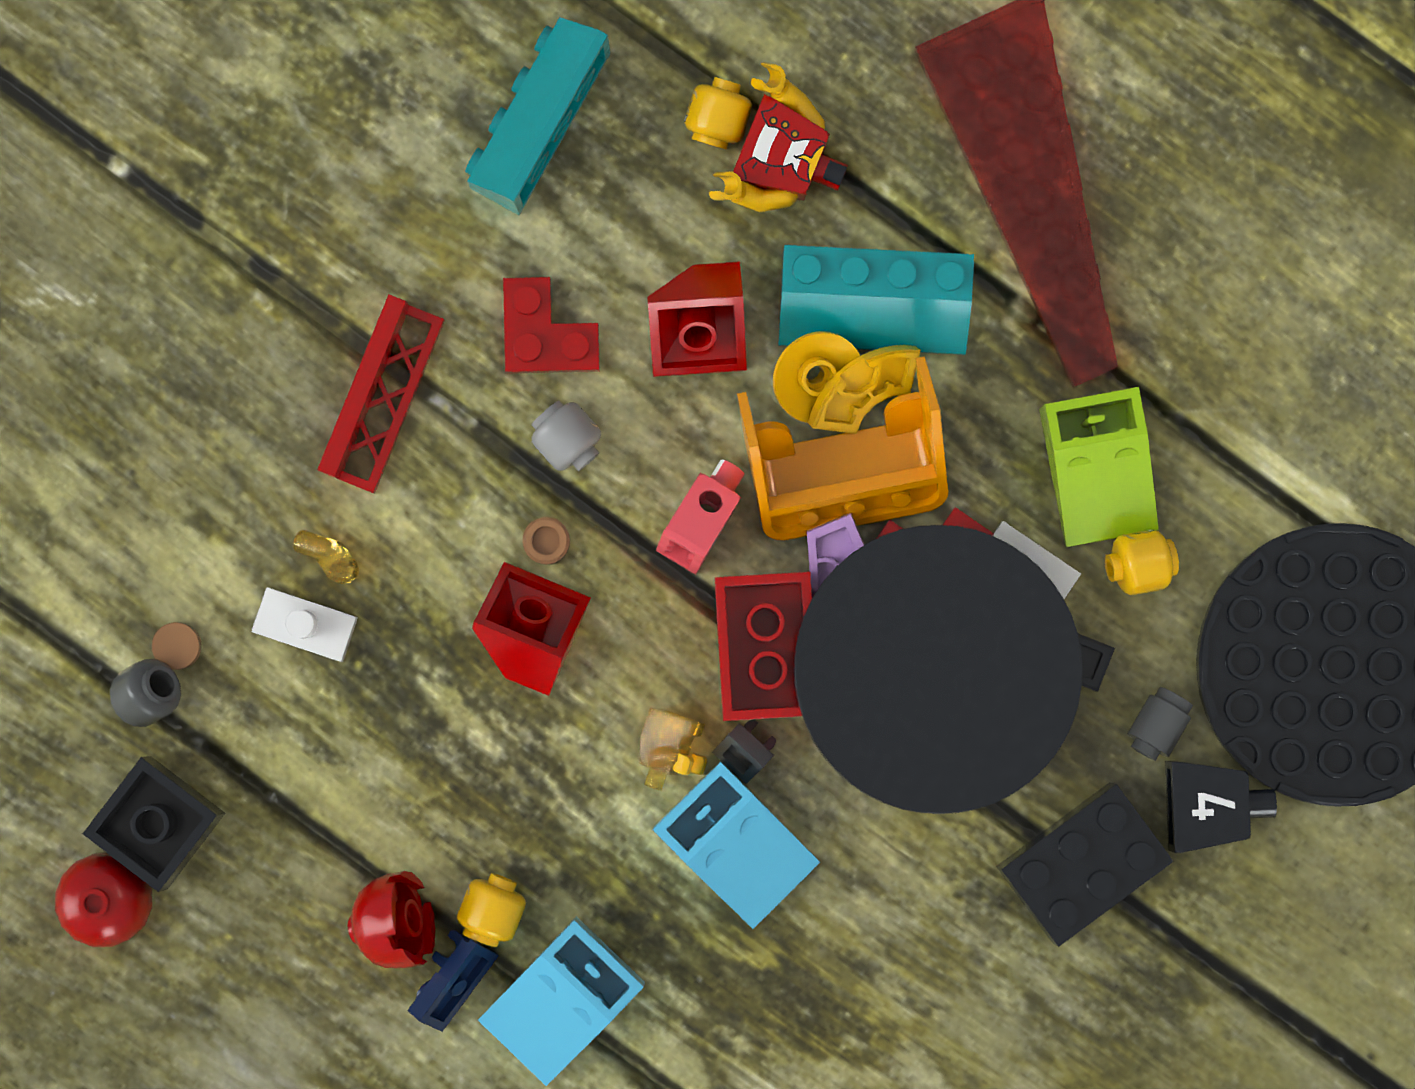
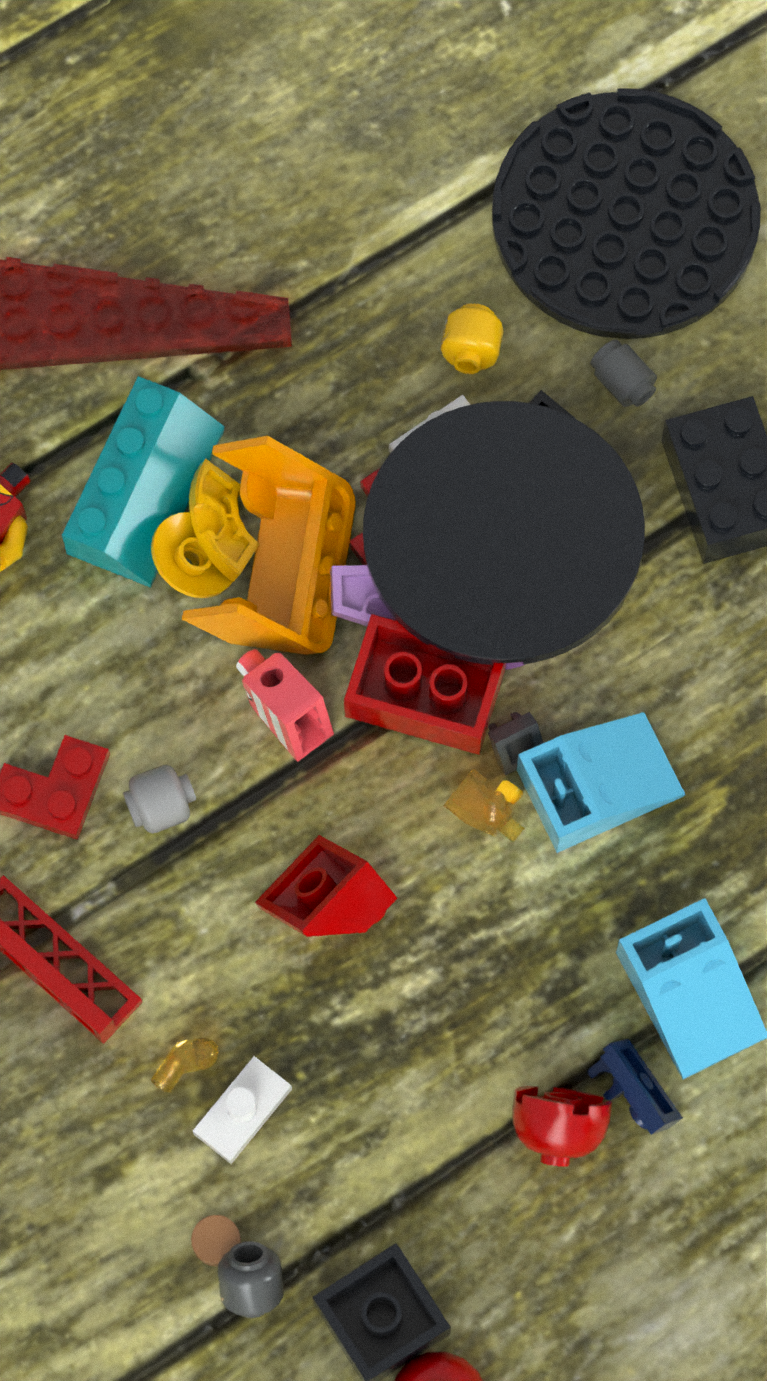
camera: 65 degrees left, 15 degrees down
(491, 910) = (581, 1025): yellow head -> none
(546, 540) = (250, 856): medium nougat tile -> none
(699, 322) = (102, 639): red slope -> none
(1100, 466) = (370, 342): lime slope -> none
(1211, 806) = (712, 355): black torso -> none

